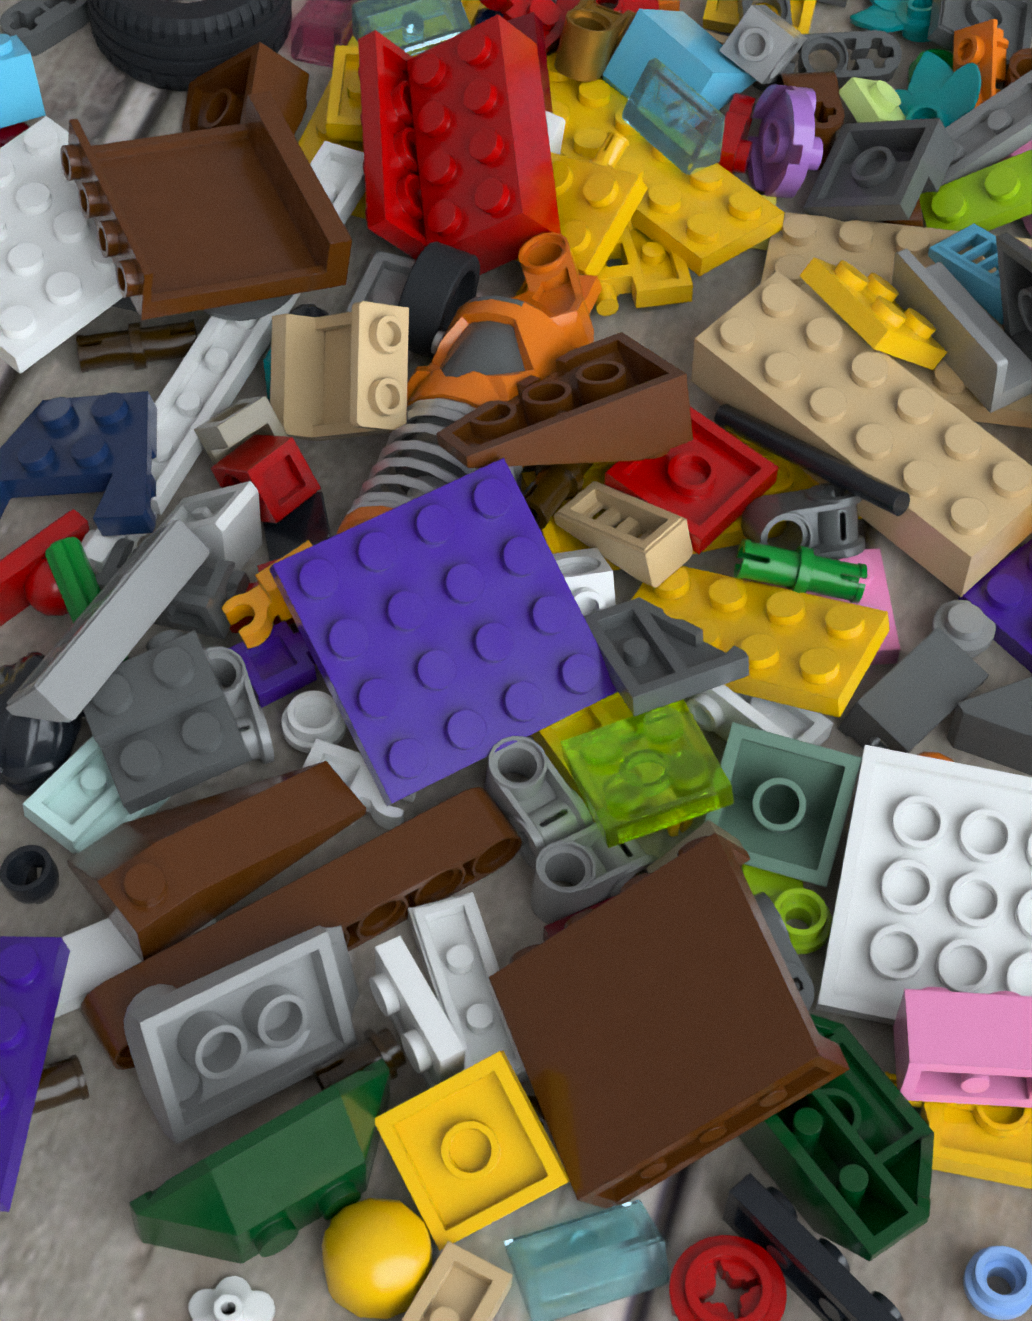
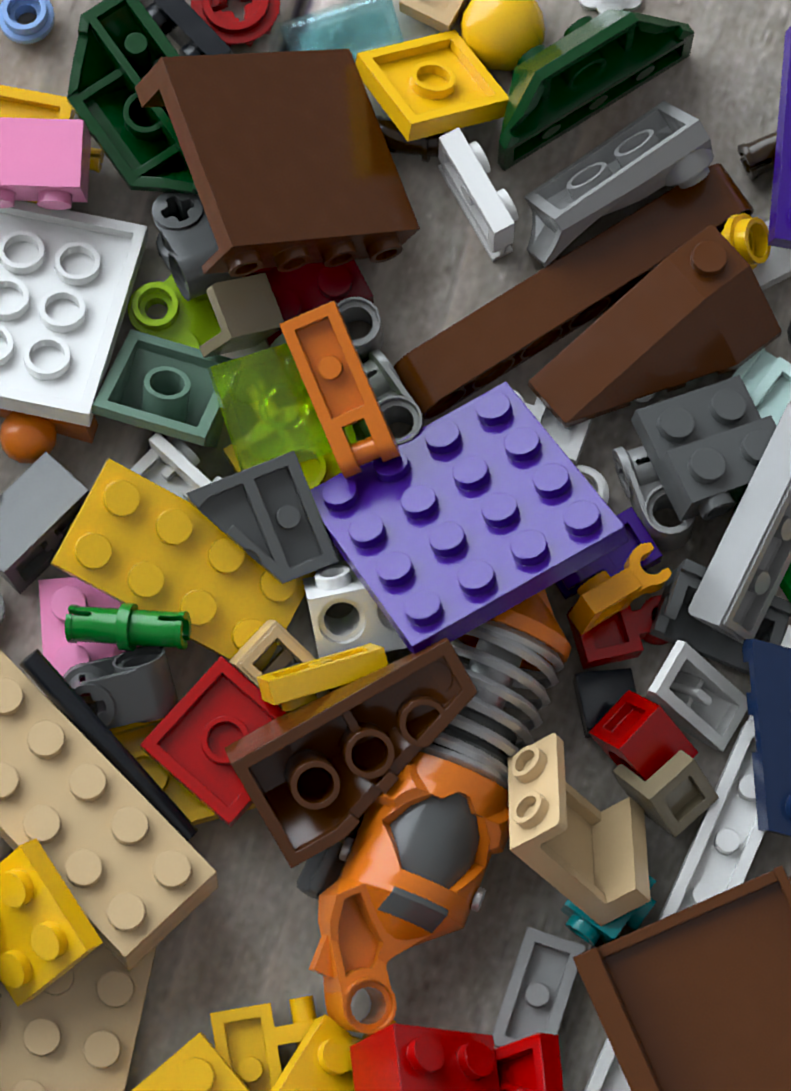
camera: 175 degrees left, 20 degrees up
(97, 952) = (748, 237): none -> yellow plate
(372, 1048) = (521, 171): dark brown pin -> none
(435, 290) = (480, 970): black tyre -> none
(458, 969) = (438, 249): white tile -> none
(585, 751) = (338, 387): none -> orange plate
(595, 498) = (300, 683): none -> yellow plate

